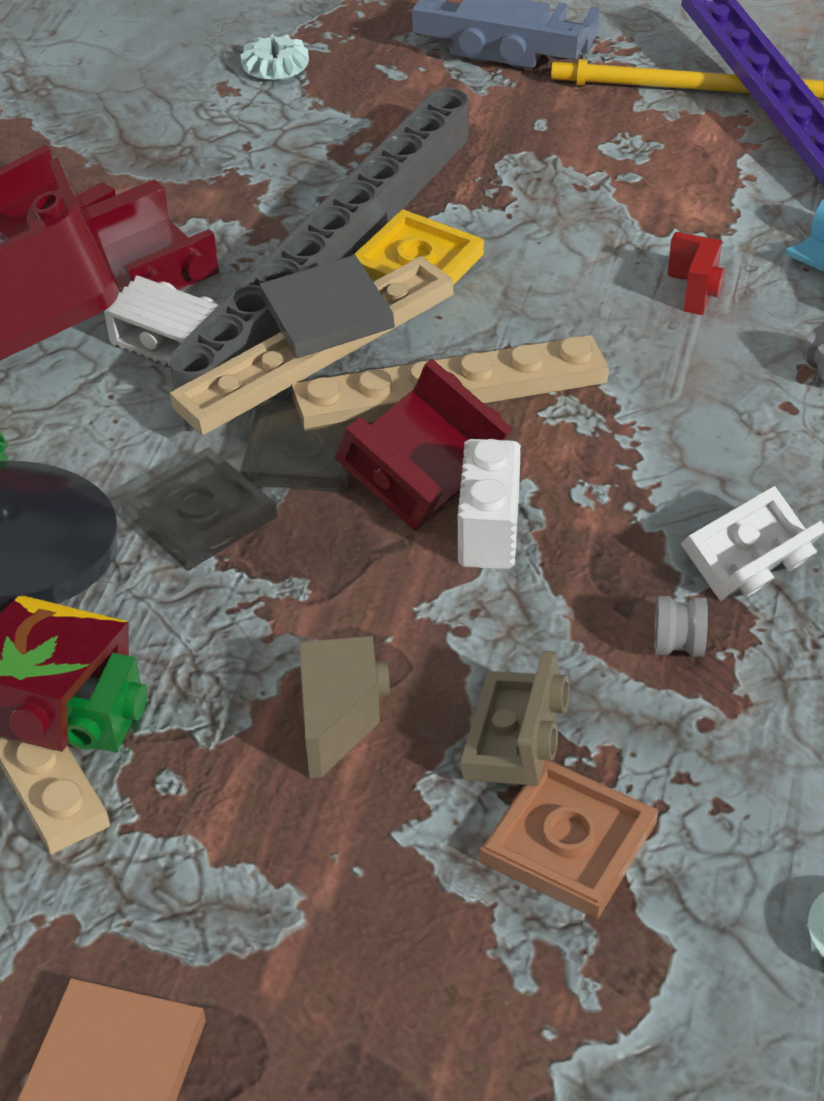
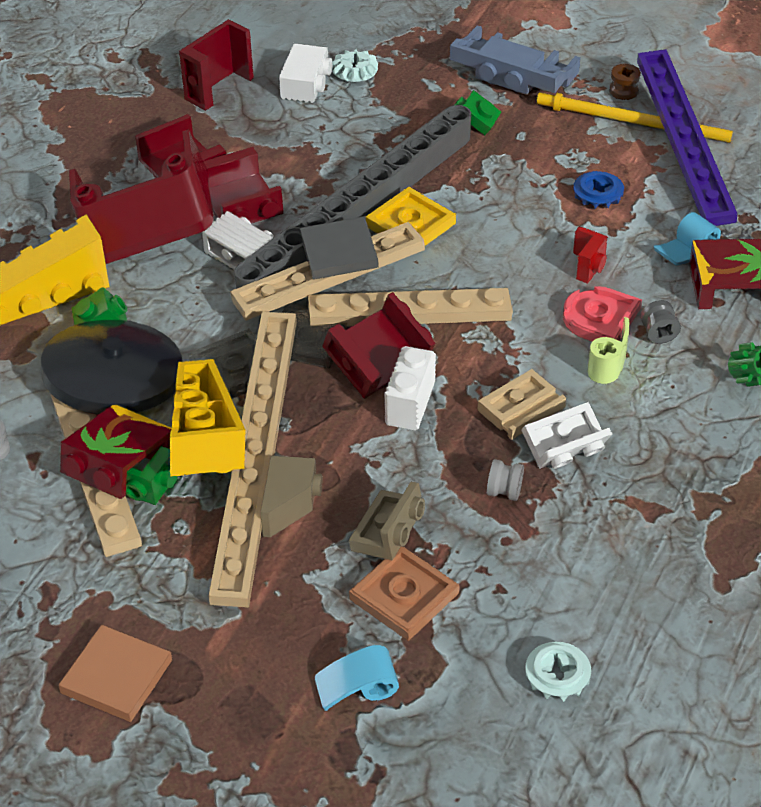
camera: 10 degrees right, 0 degrees up
(66, 65) = (212, 59): none -> dark red panel
(182, 605) = (204, 423): none -> yellow wedge
(205, 73) = (305, 73): none -> white brick
(269, 670) = (261, 419): none -> tan plate
(483, 96) = (482, 111): none -> green bracket
(539, 990) = (362, 670): none -> medium azure panel
(666, 504) = (521, 403): none -> tan plate
(668, 35) = (625, 81): none -> reddish brown wheel
(678, 181) = (607, 184): none -> blue gear
(738, 357) = (599, 312): none -> coral tile
(775, 413) = (608, 356): none -> yellowish green panel

